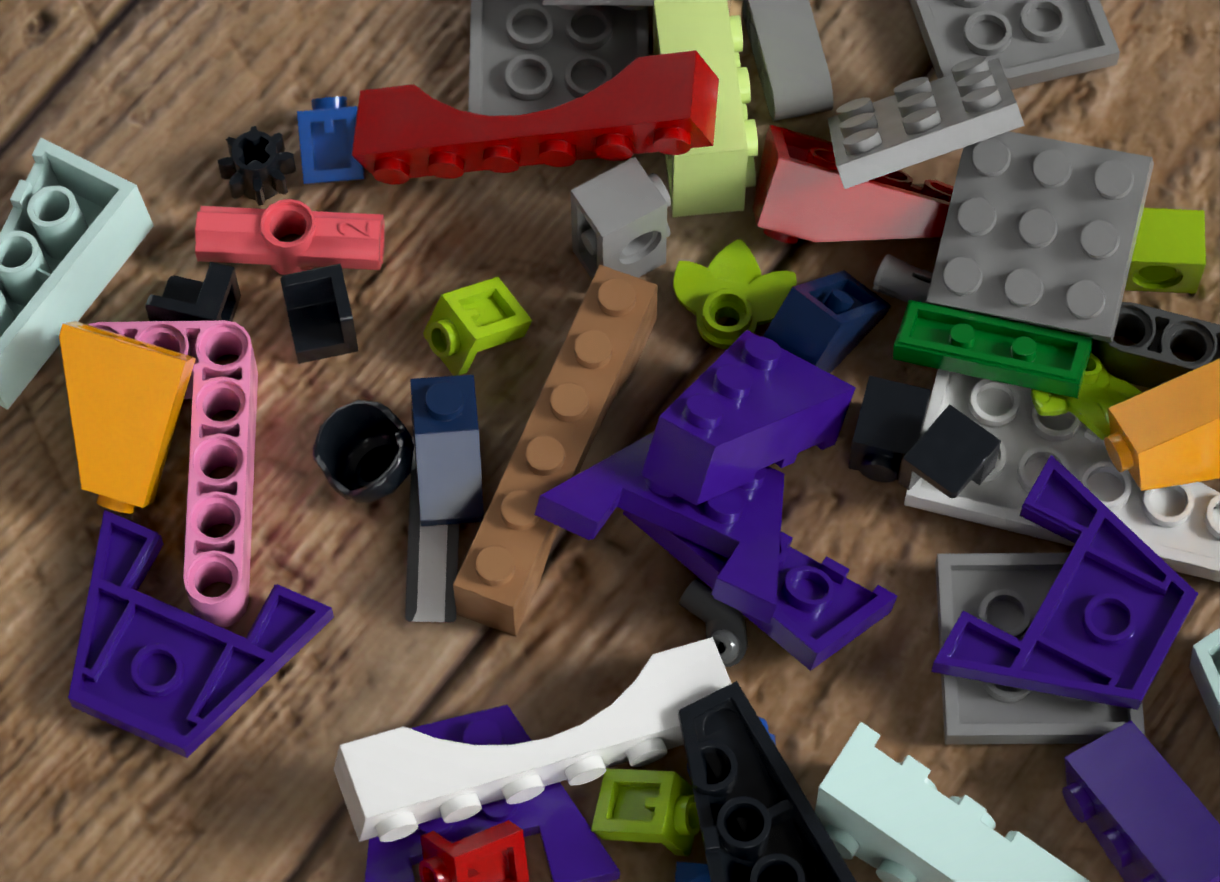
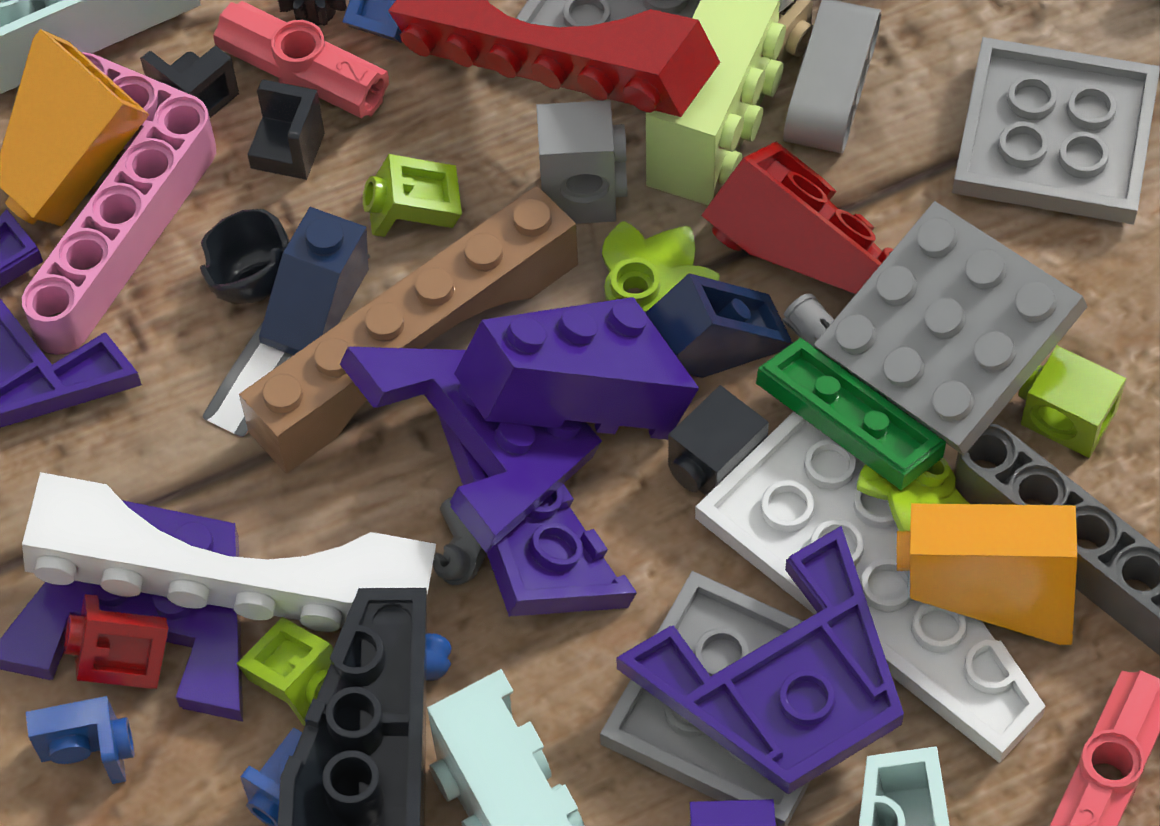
camera: 30 degrees right, 5 degrees down
(922, 120) = (896, 182): light grey plate -> none
(951, 454) = (746, 481): black panel -> none

